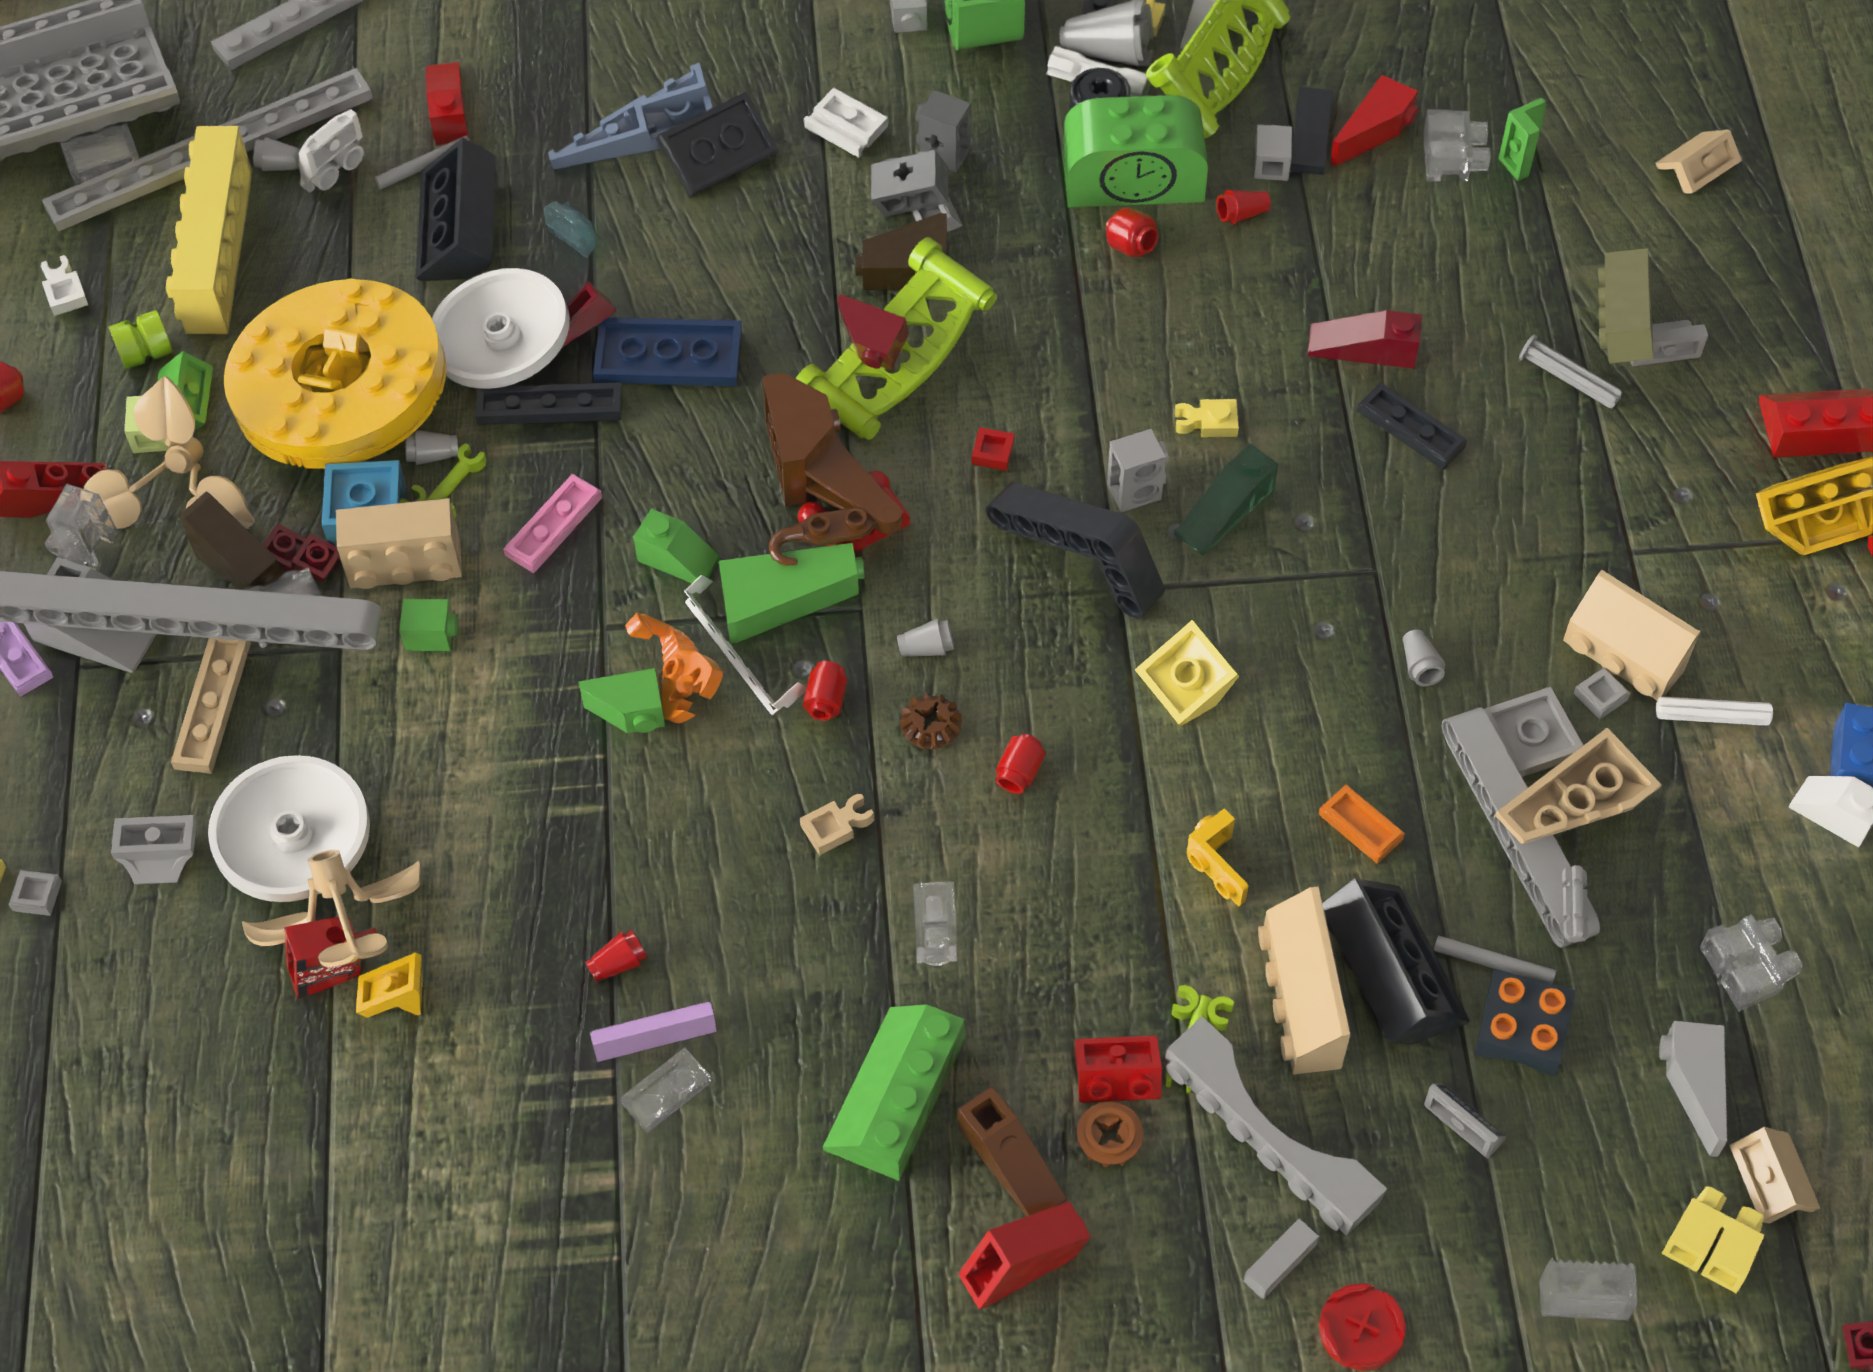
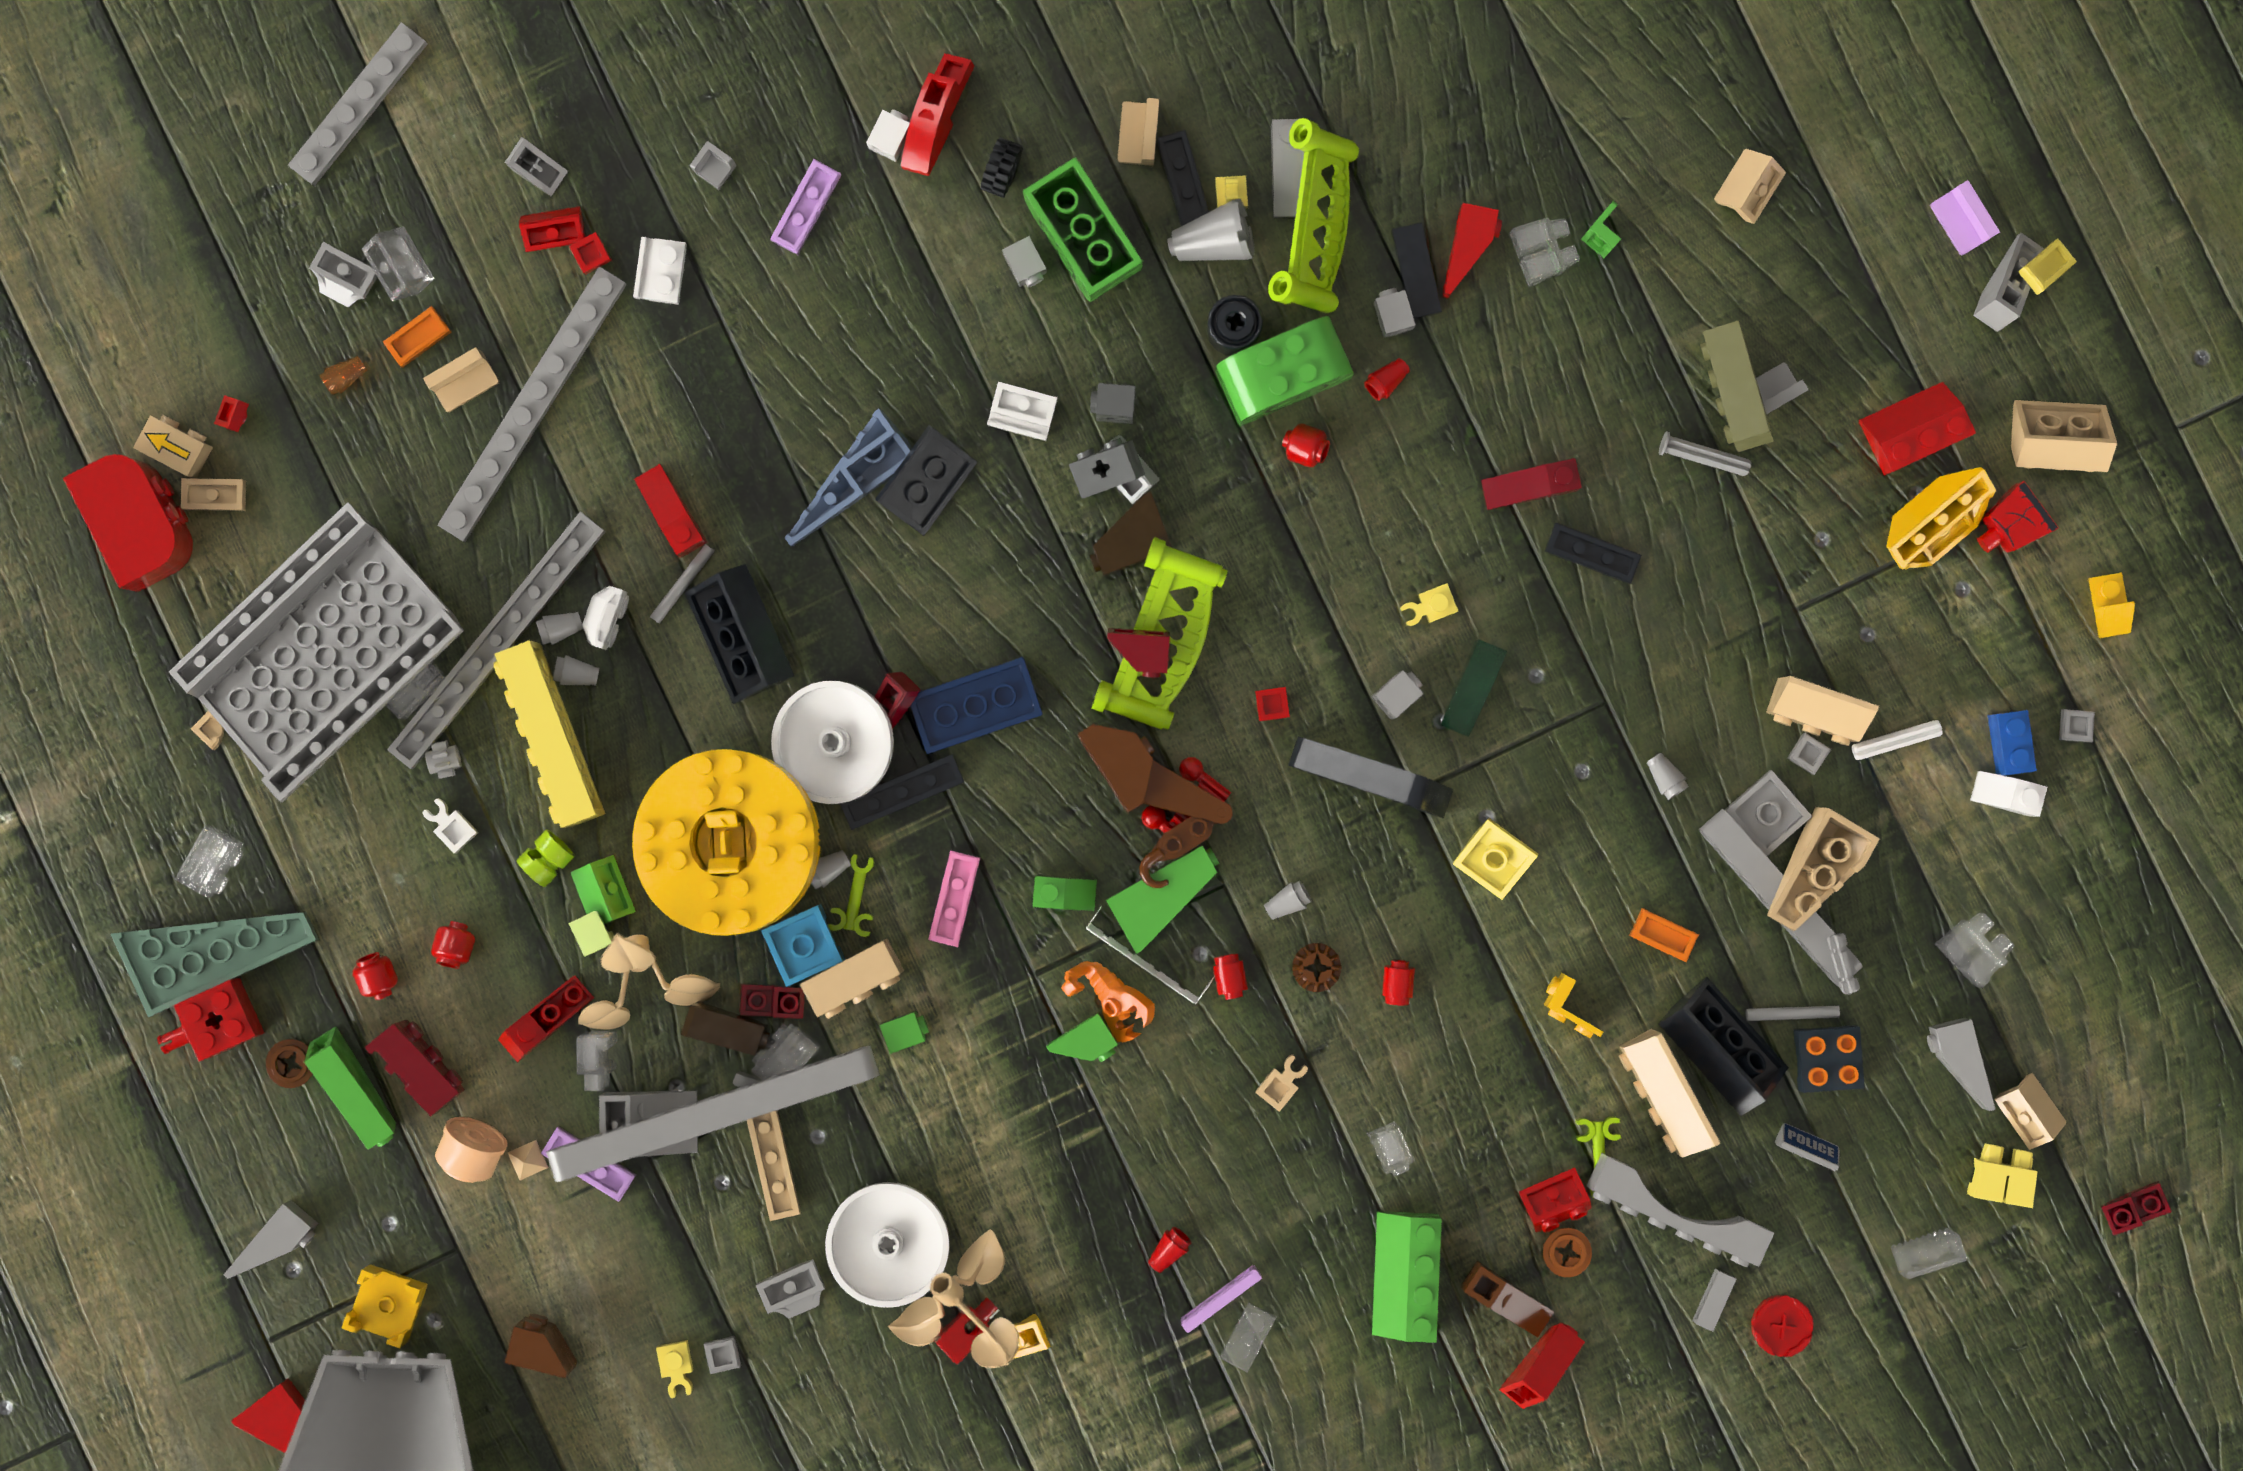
camera: 20 degrees left, 30 degrees up
(92, 225) = (443, 759): none -> light grey gear
(270, 197) = (574, 672): none -> light grey cone
(570, 227) = (841, 606): clear light blue brick -> none
(1068, 64) = (1210, 278): white axle -> none

